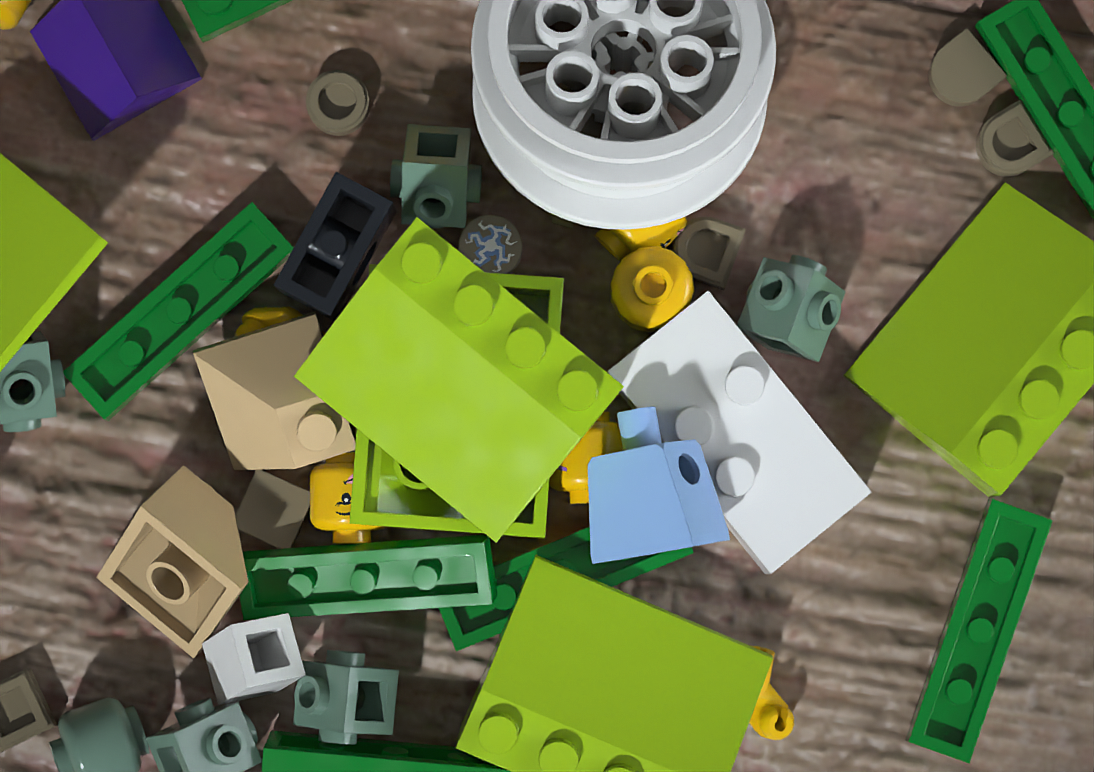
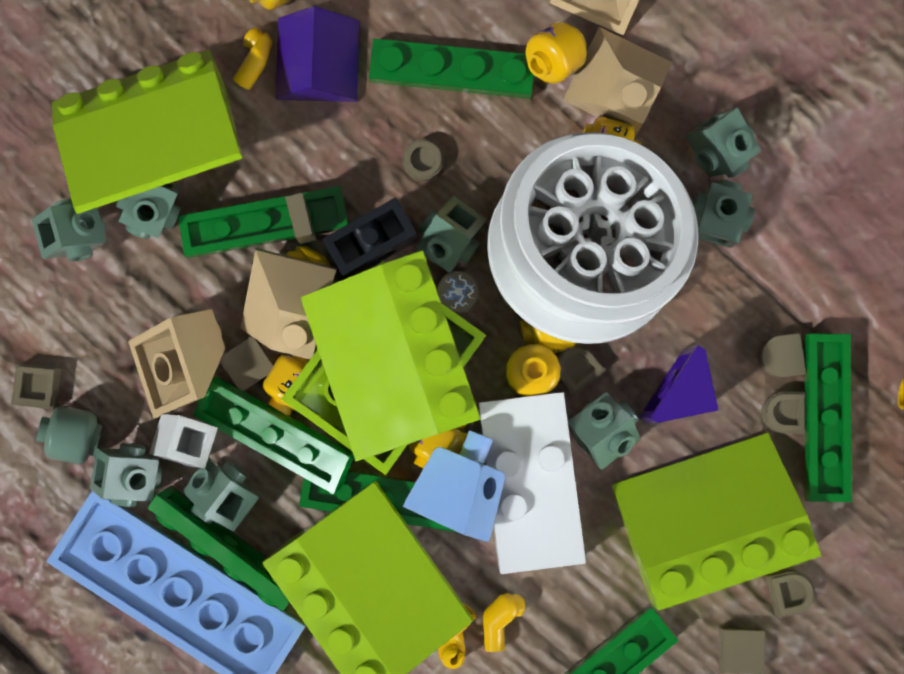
camera: 30 degrees right, 0 degrees up
(36, 103) = (255, 60): none -> yellow arm
(228, 275) = (300, 218): none -> dark tan tile
(802, 635) = (499, 615): none -> yellow arm
(861, 192) = (684, 389): none -> dark purple slope

